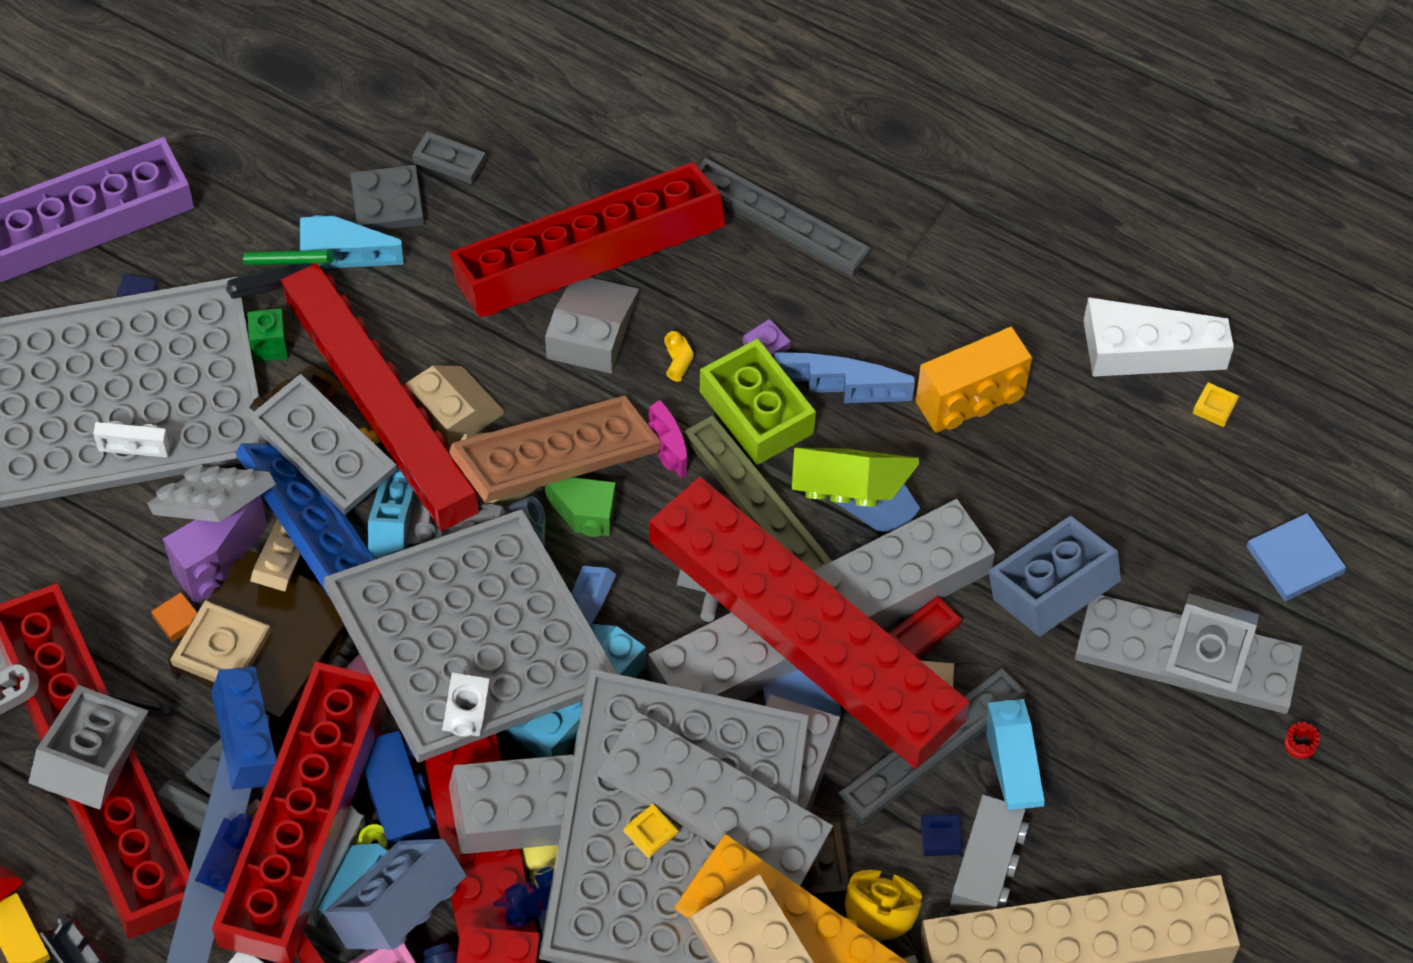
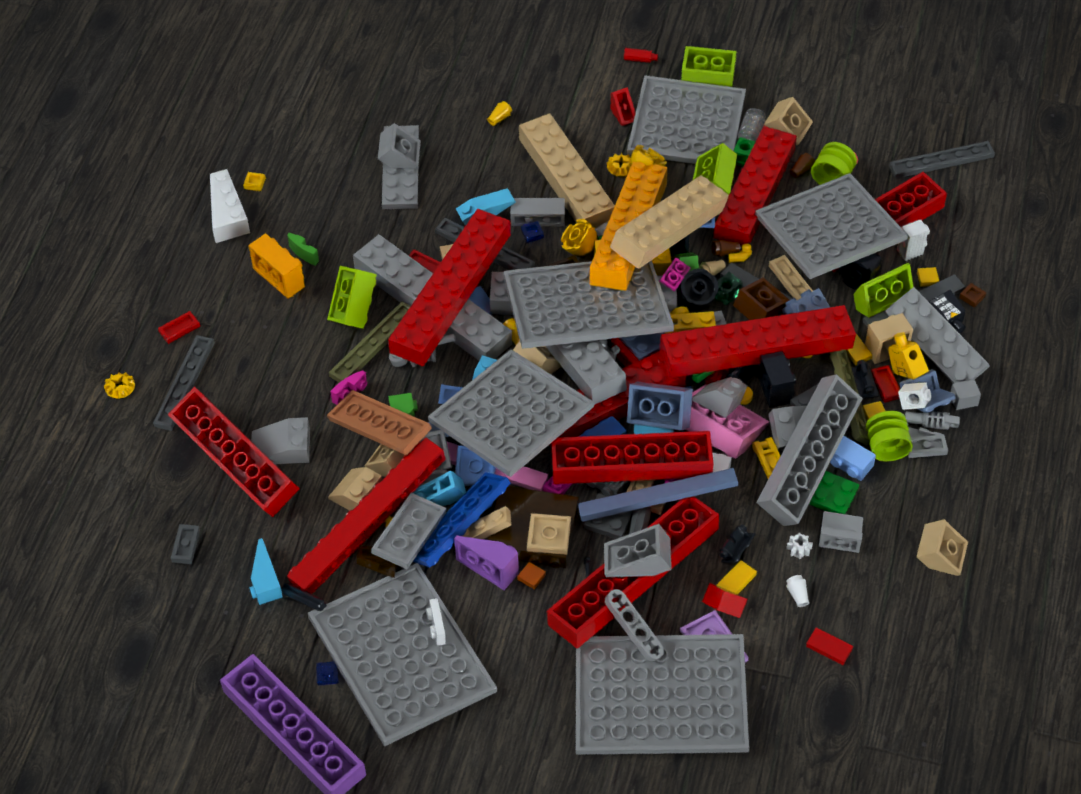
camera: 105 degrees left, 5 degrees down
(210, 493) = (463, 563): light grey plate -> none
(224, 853) = (660, 480): clear blue hinge -> none
(243, 727) = (596, 498): blue brick -> none
(267, 335) = (339, 586): green brick -> none
(288, 257) = (284, 570): green bar -> none
(387, 198) = (222, 568): dark grey plate -> none
(469, 692) = (561, 387): white brick -> none
(523, 897) = (634, 355): clear blue hinge -> none
(650, 831) = (594, 303): yellow tile -> none
(680, 353) = (292, 399): yellow arm -> none
(712, 797) = (566, 288): light grey plate -> none
(757, 401) = (316, 352): lime brick -> none
(770, 337) = (270, 366): medium lavender plate -> none
(805, 139) = (122, 390): none -> yellow gear
(856, 379) = (287, 323): medium blue slope -> none
(900, 230) = (179, 327): none -> red tile
(1017, 435) = (299, 247): none -> bright green slope
(1055, 575) = (382, 211): sand blue brick -> none
(1287, 868) = (500, 112): none -> yellow cone
(1296, 557) = (334, 138): medium blue tile -> none
(1301, 730) = (434, 124): red bush -> none

